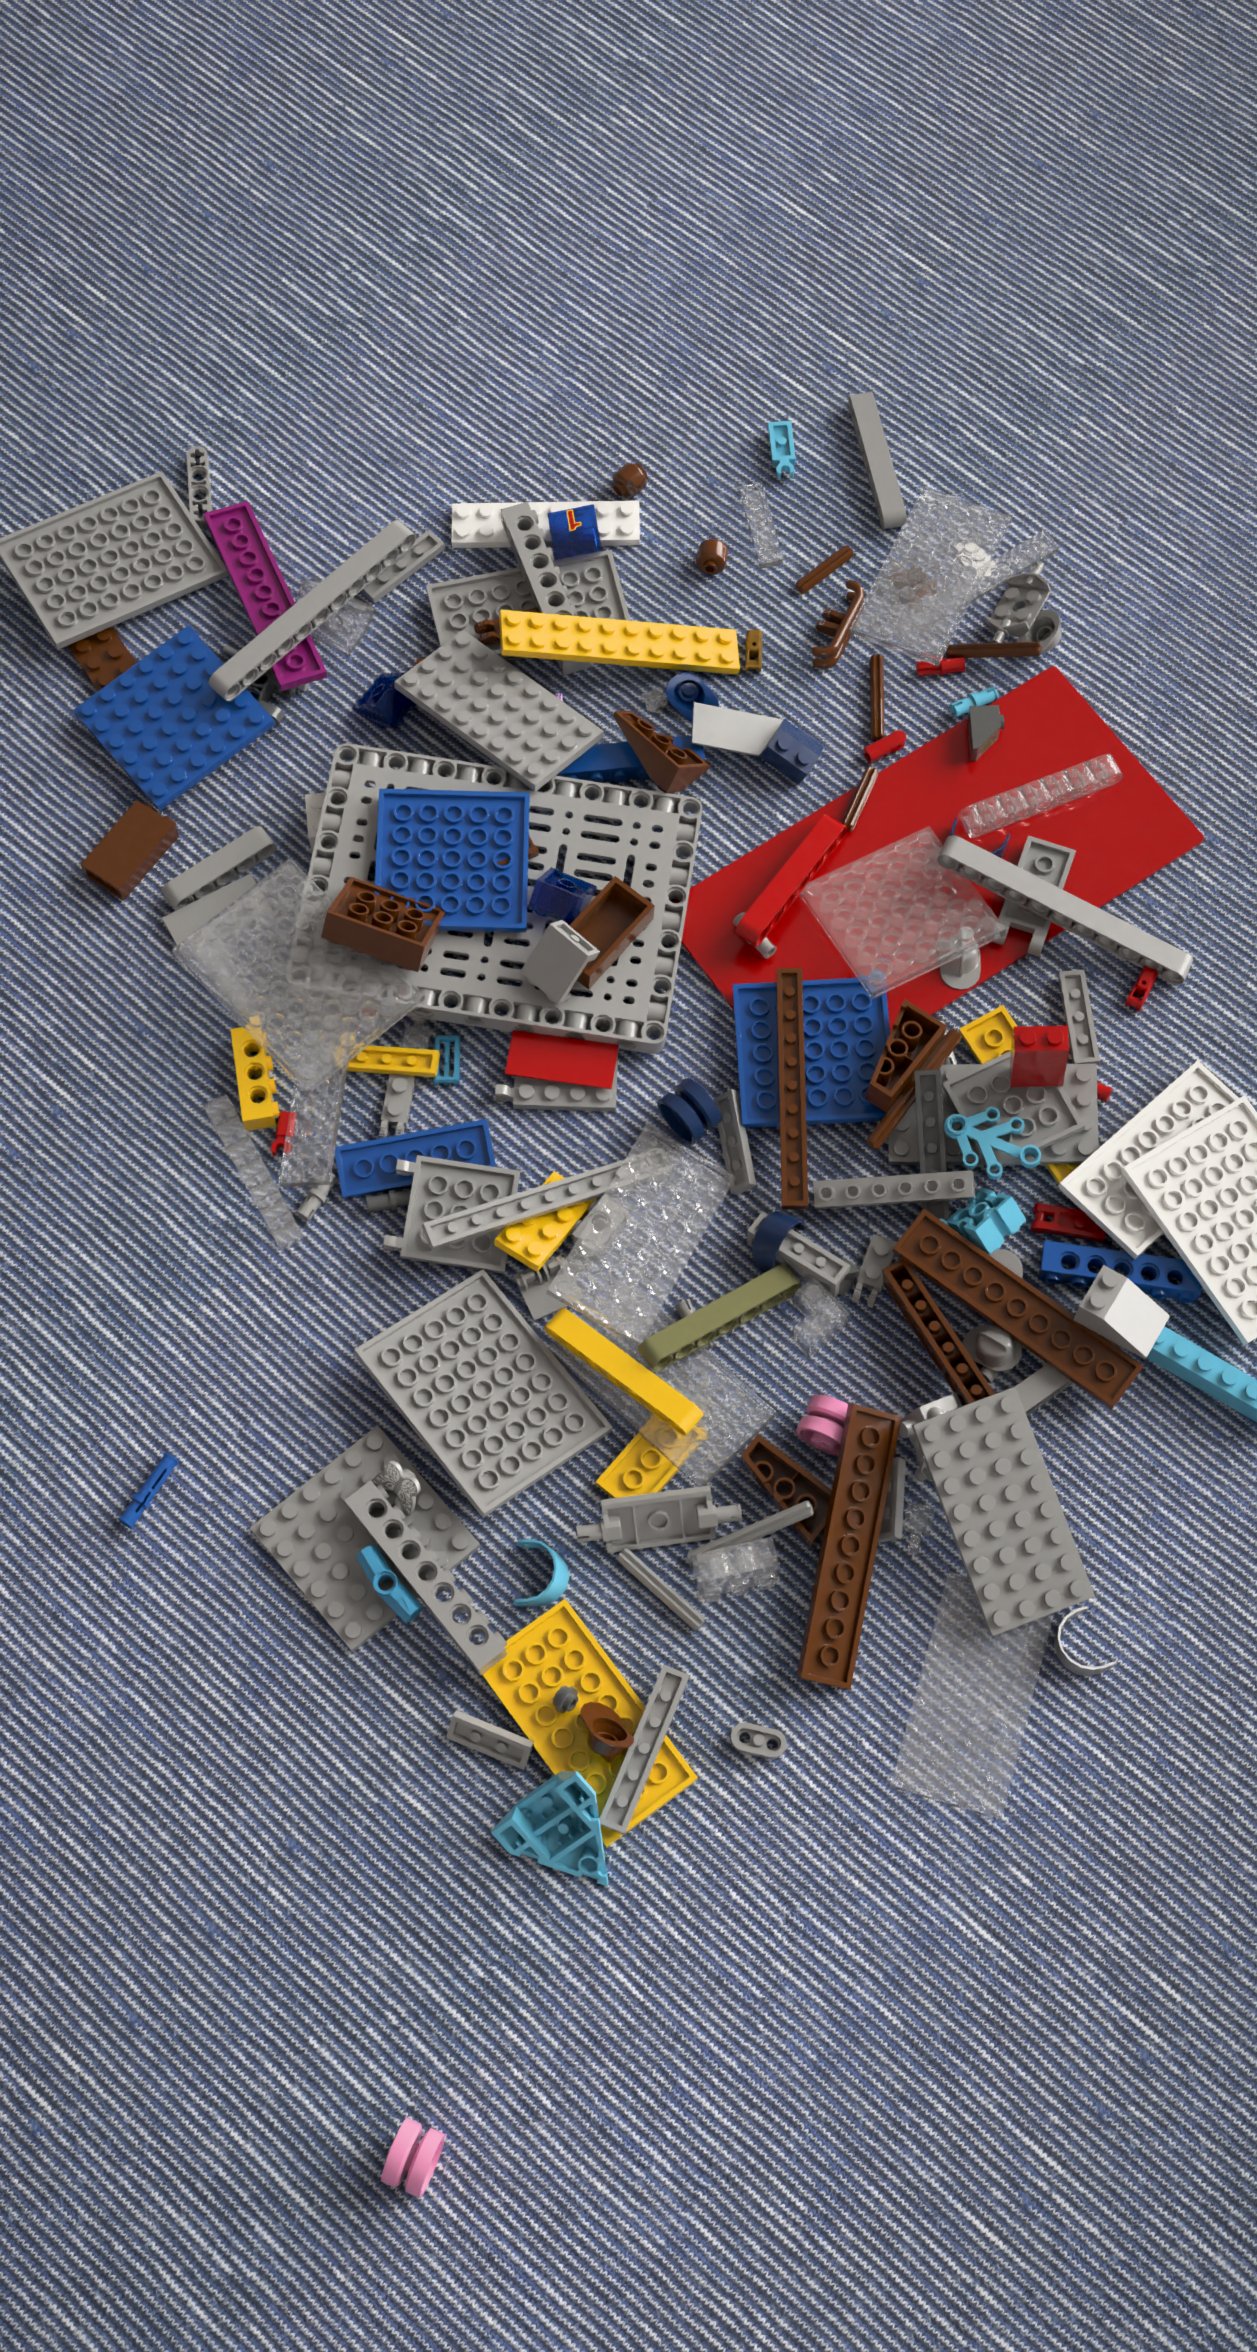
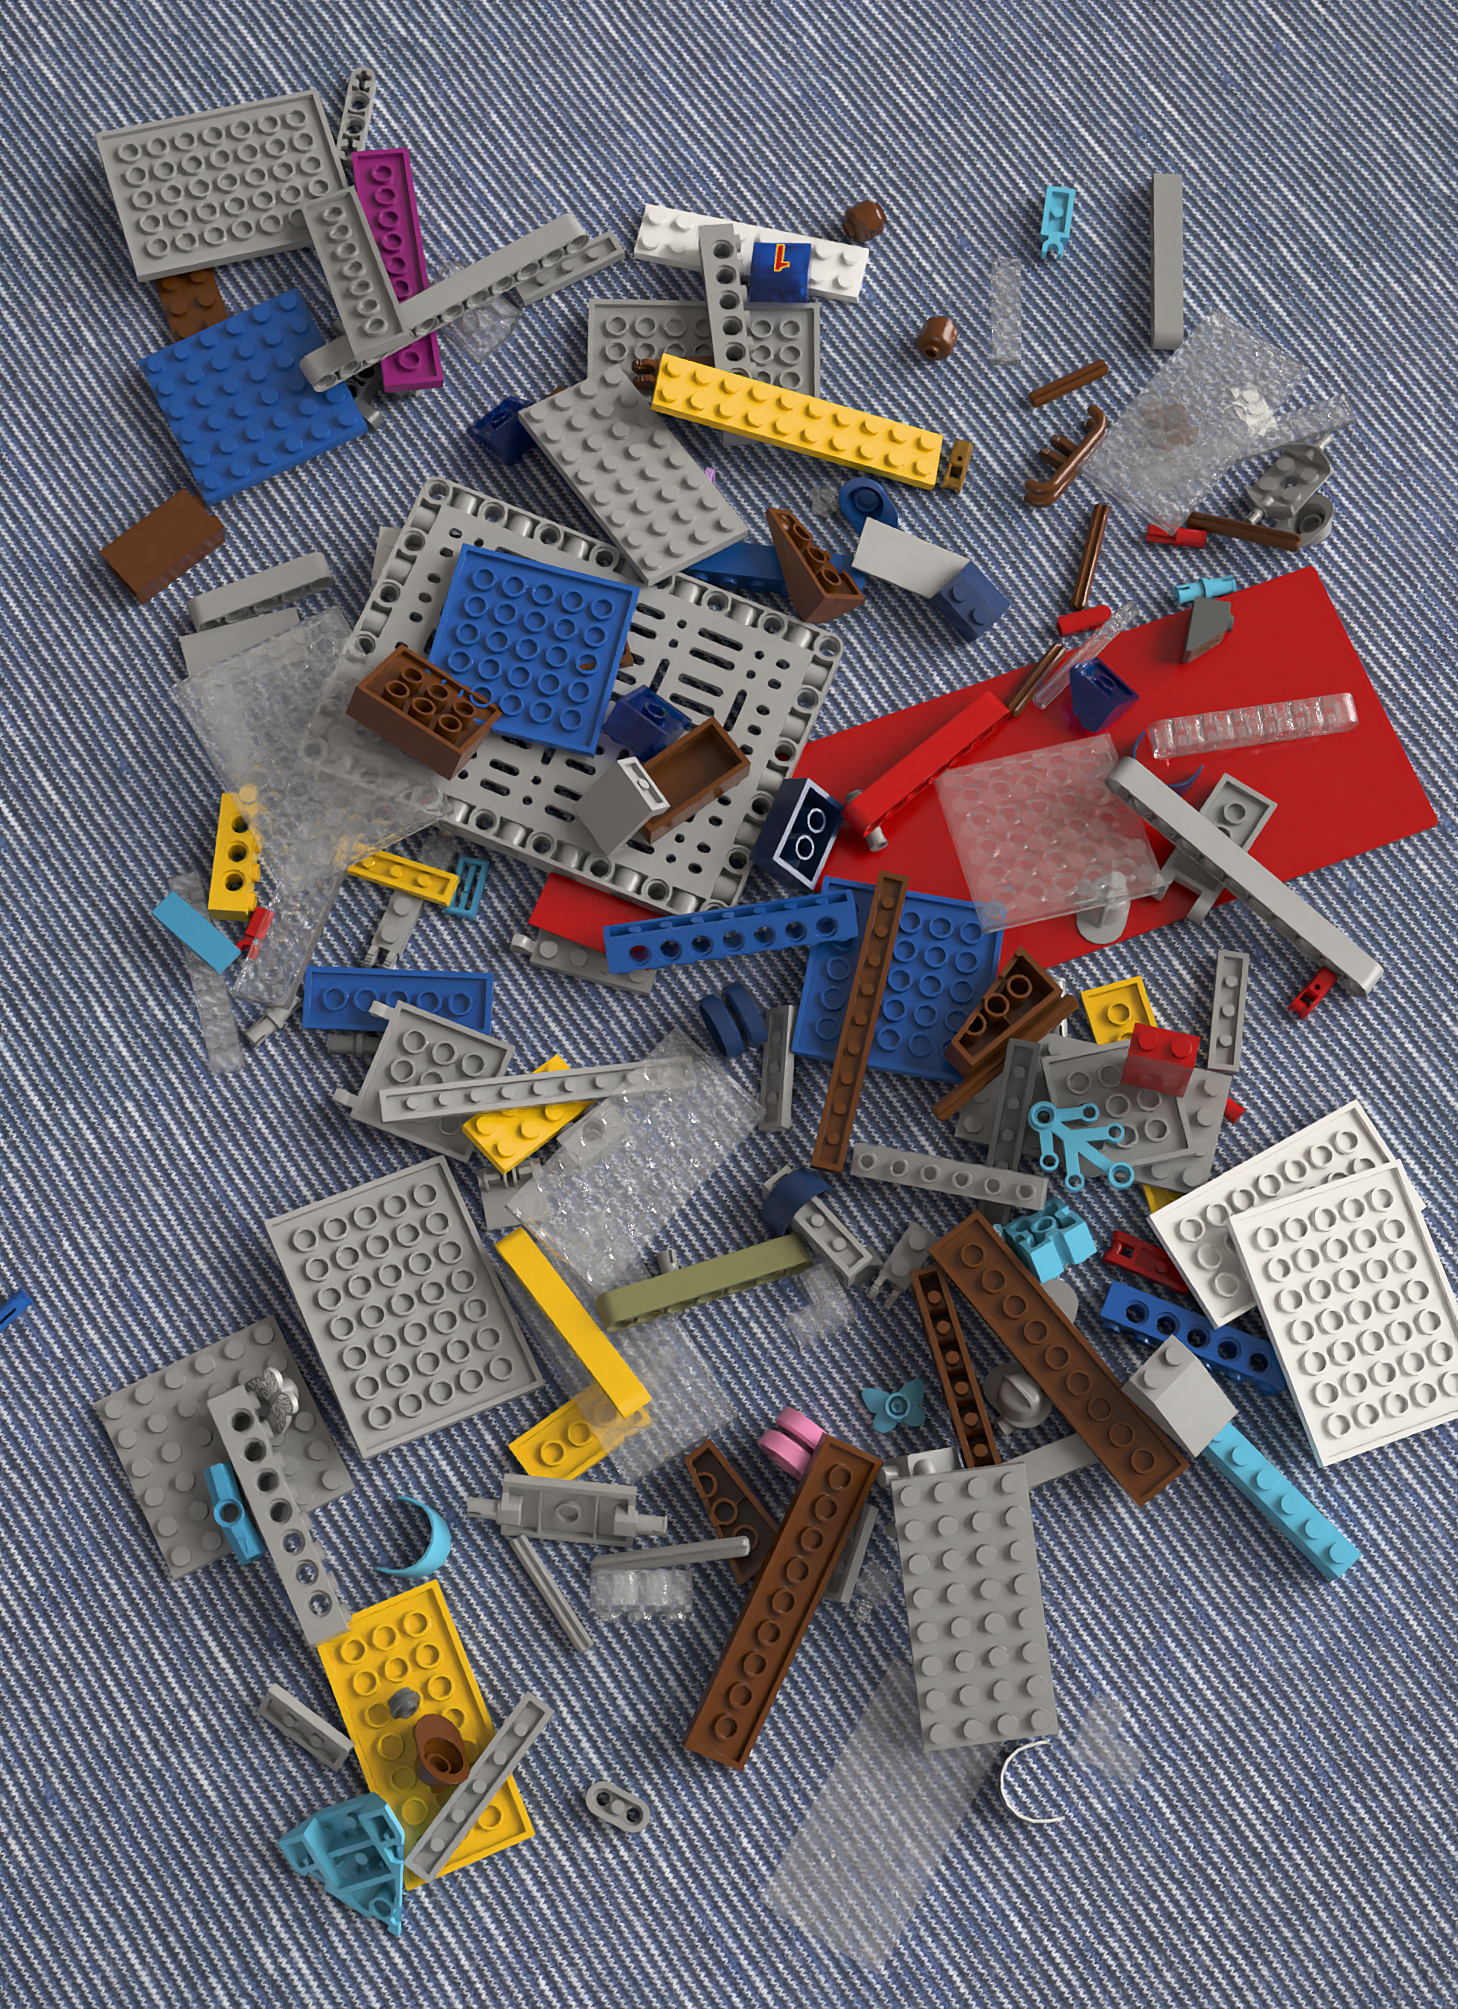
camera: 10 degrees right, 5 degrees up
(236, 603) = (356, 274): none -> light grey plate
(238, 1141) = (196, 932): none -> dark azure tile
(657, 1038) = (742, 919): none -> blue brick
(704, 955) = (798, 834): none -> dark blue brick
(894, 770) = (1088, 650): none -> clear axle
(897, 1380) = (896, 1407): none -> medium azure animal
(913, 799) = (1098, 694): none -> clear blue slope
(1127, 1602) = (1097, 1741): none -> clear tile

